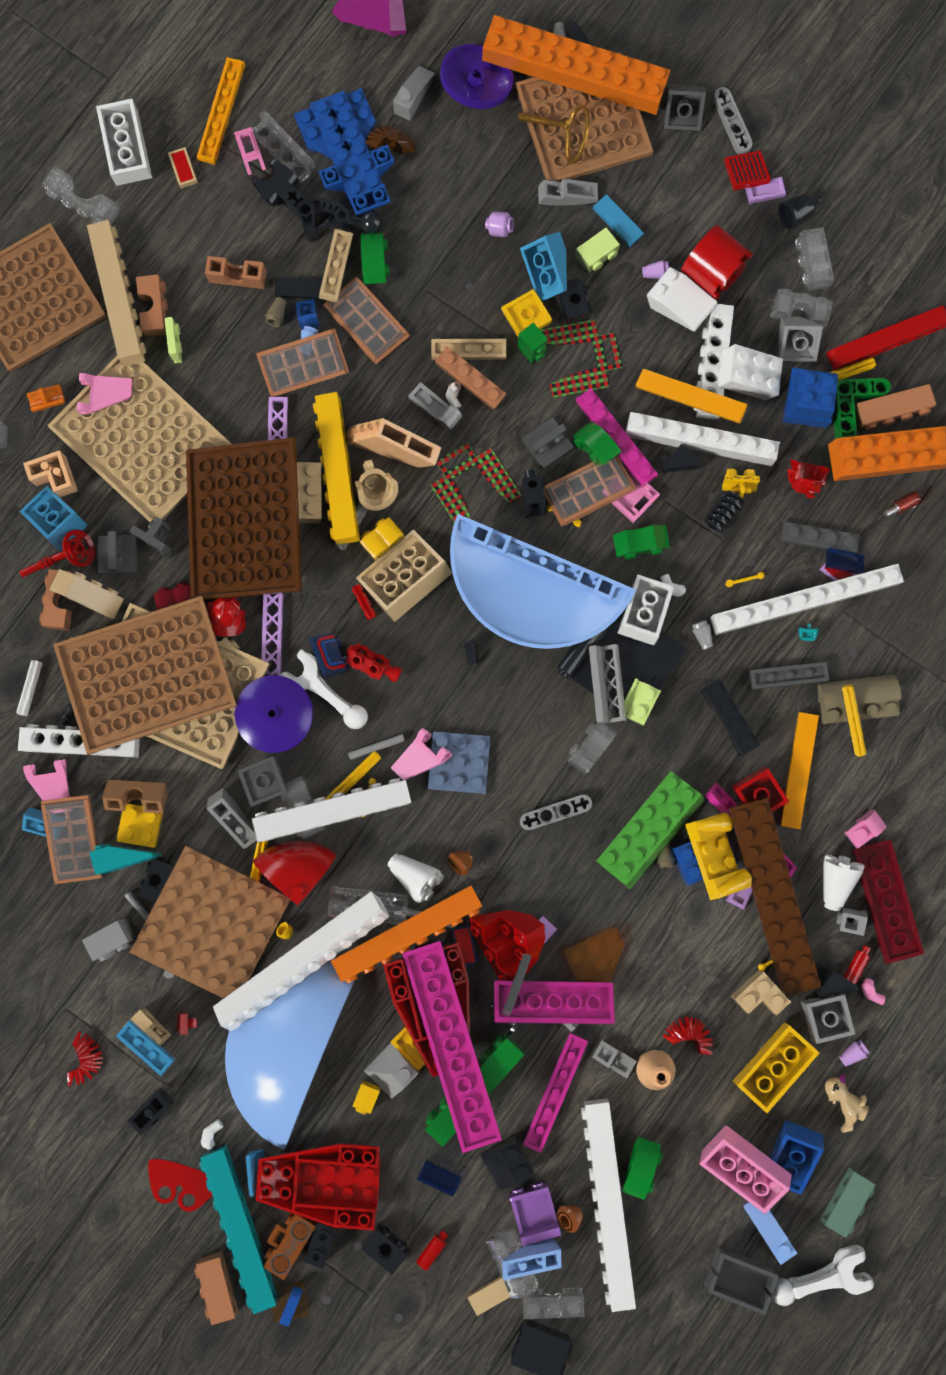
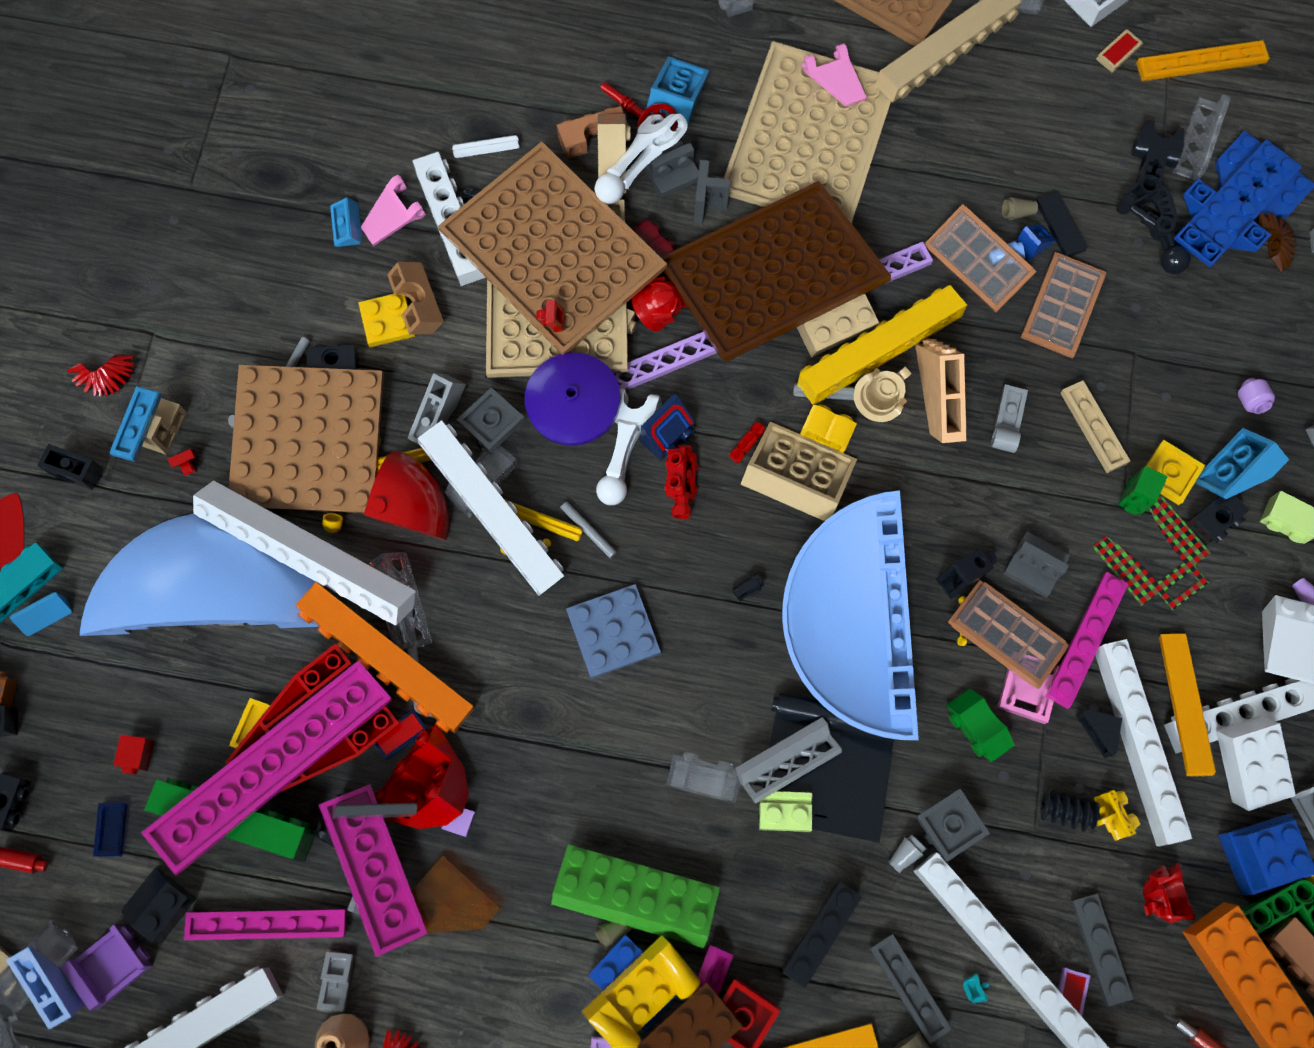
camera: 60 degrees right, 10 degrees down
(46, 398) = (801, 27): orange hips -> none
(52, 469) = (728, 66): light nougat brick -> none
(70, 838) = (340, 255): clear piece -> none
(97, 565) = (652, 141): none -> white piece
(110, 939) = (244, 339): light grey brick -> none
(113, 858) = (336, 305): teal slope -> none
(152, 289) = (941, 94): nougat arch -> none
(173, 340) = (930, 119): yellowish green plate -> none
(205, 700) = (552, 316): none -> red tile
(208, 1134) = (58, 545): white arm -> none
(248, 148) = (1181, 100): bright pink window -> none
(249, 275) = (1030, 133): nougat arch -> none
(324, 1184) = (53, 697): red wedge -> none
(335, 265) = (1105, 244): tan plate -> none
(366, 1097) = (174, 699): yellow brick -> none
(373, 258) = (1137, 278): green brick -> none
(391, 1071) = (217, 715): light grey slope -> none
(393, 1141) = (133, 754): none -> red brick
(415, 876) = (456, 640): white cone -> none
(419, 757) = (598, 582): bright pink flag -> none
(452, 393) = (1033, 432): white arm -> none
(460, 861) = (496, 684): dark orange cone -> none
(470, 378) = (1062, 441): nougat brick -> none
(488, 465) = (973, 511): piece -> none
(556, 815) = (604, 772): light grey beam -> none
(569, 1218) = (116, 1013): dark orange cone -> none
(596, 443) = (1066, 617): green brick -> none
(646, 610) = (900, 766): white brick -> none
(678, 590) = (942, 786): white arm -> none
(700, 595) = (952, 825): none -> dark grey bracket
(729, 583) = (986, 860): yellow hinge -> none
(844, 561) = (1090, 994): clear blue tile -> none

